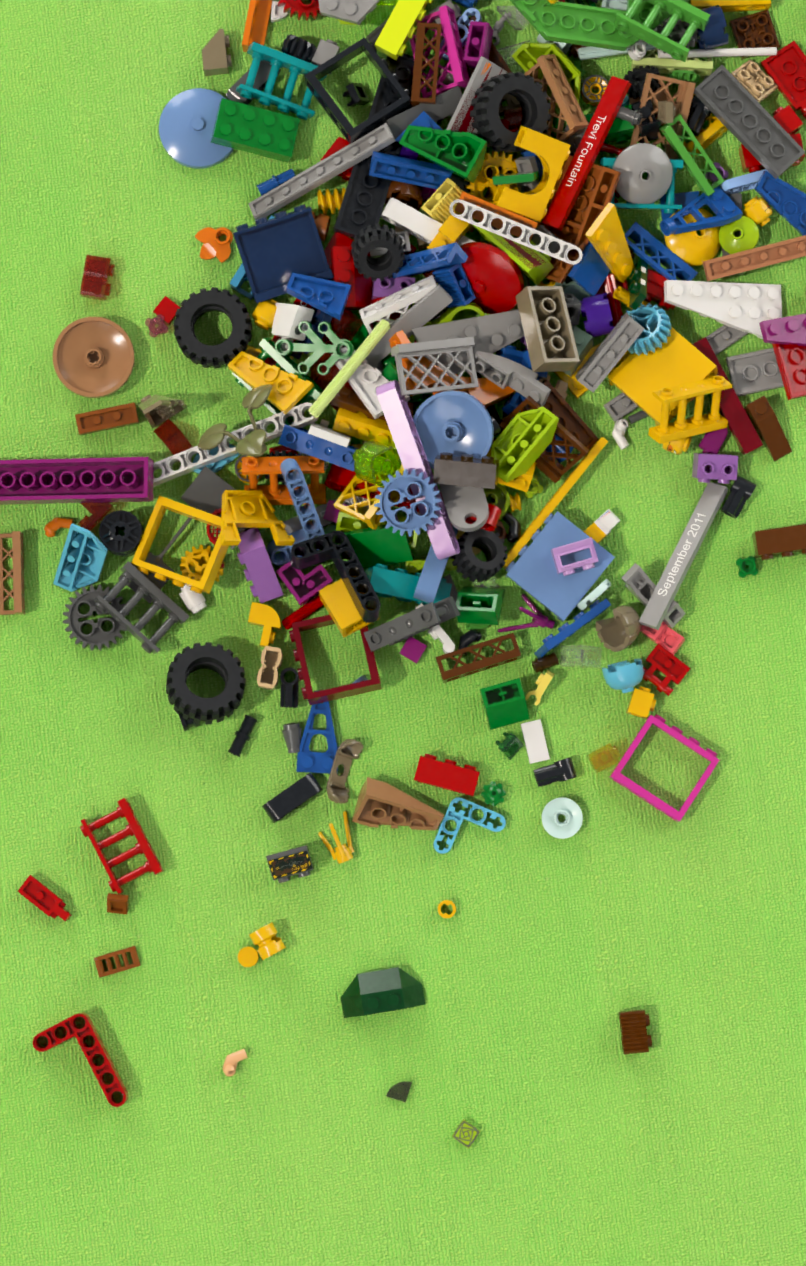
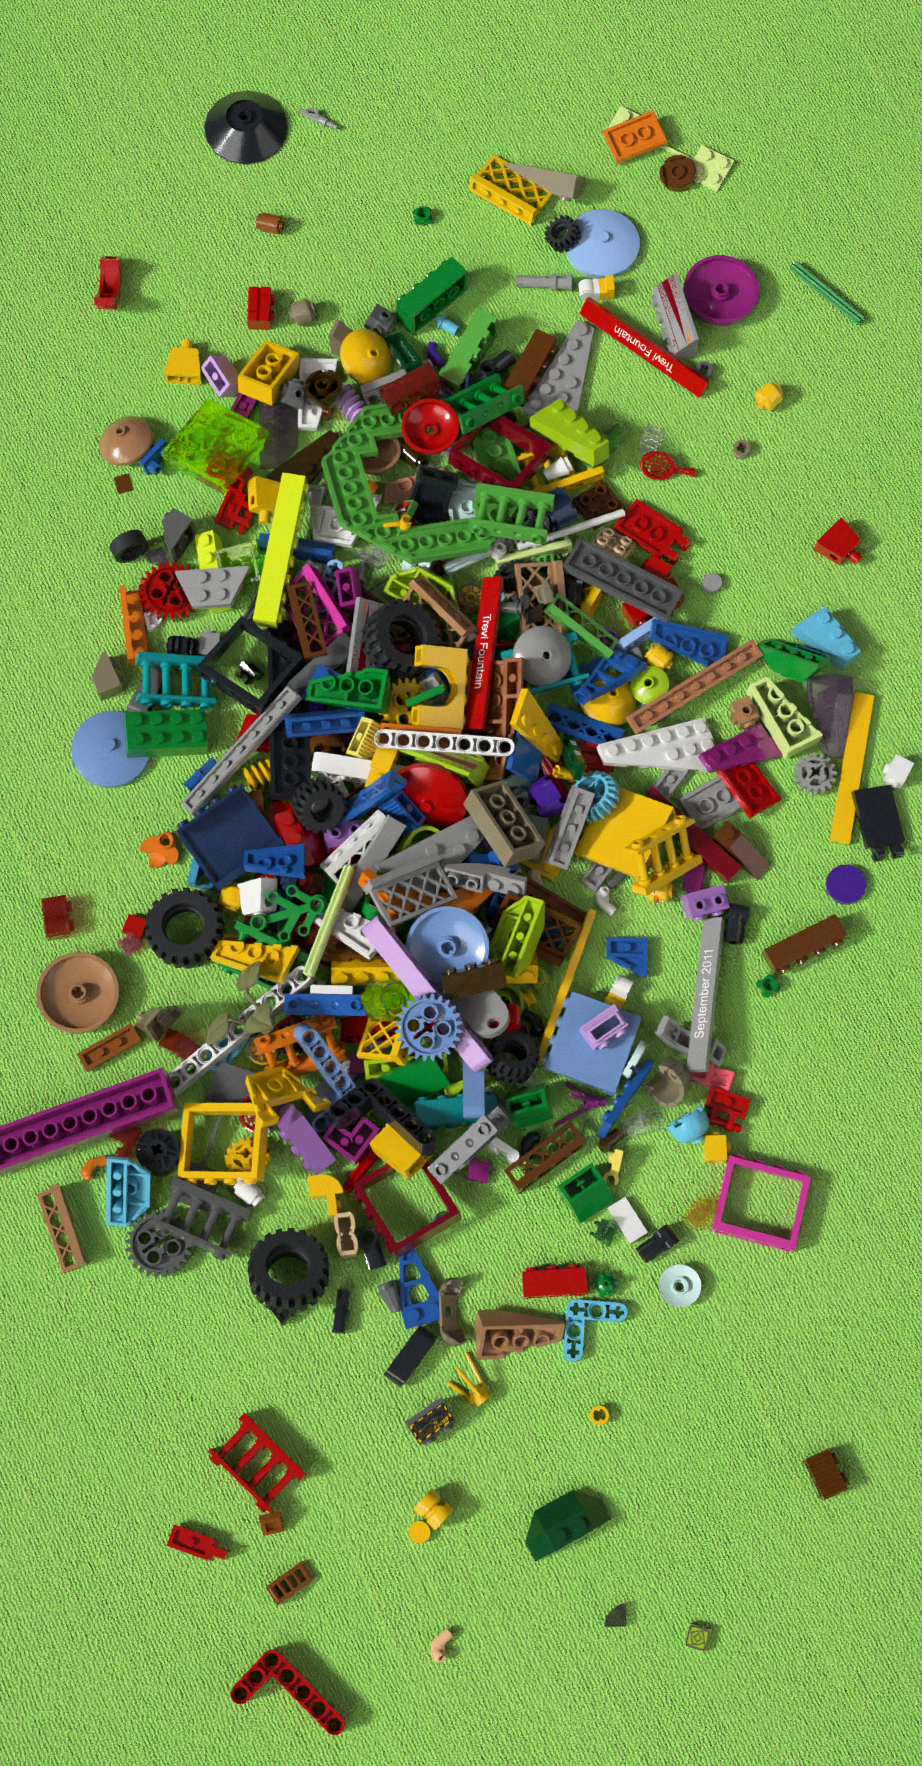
camera: 20 degrees left, 10 degrees down
(625, 492) = (628, 953): none -> blue wing

